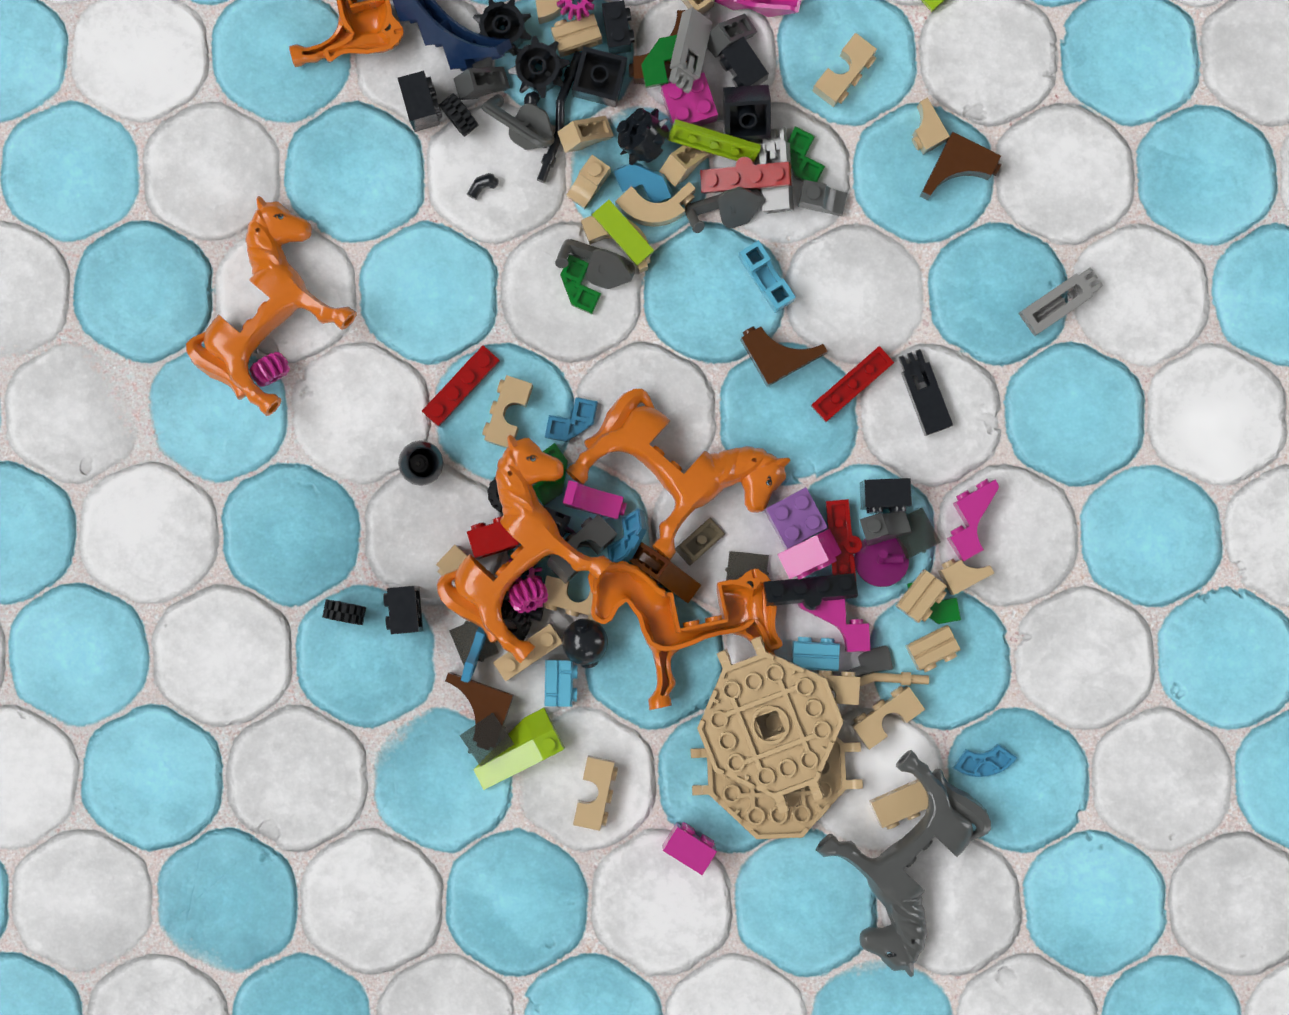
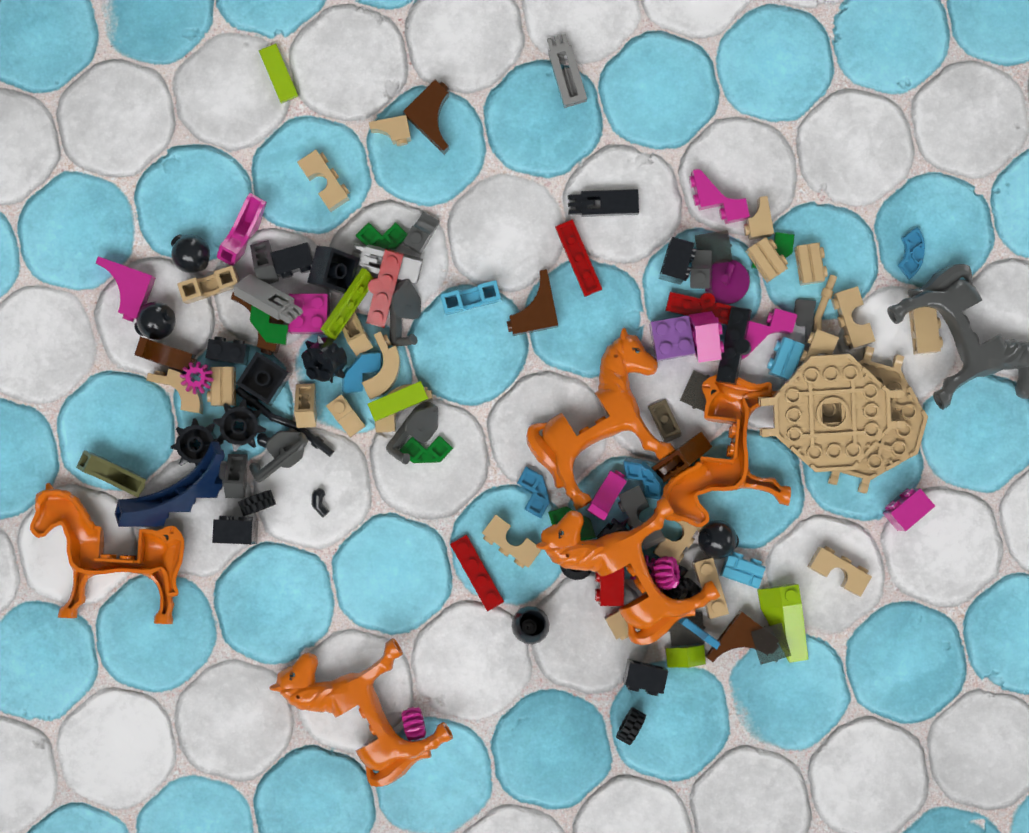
camera: 70 degrees left, 0 degrees up
(442, 650) = (685, 656): none -> lime slope

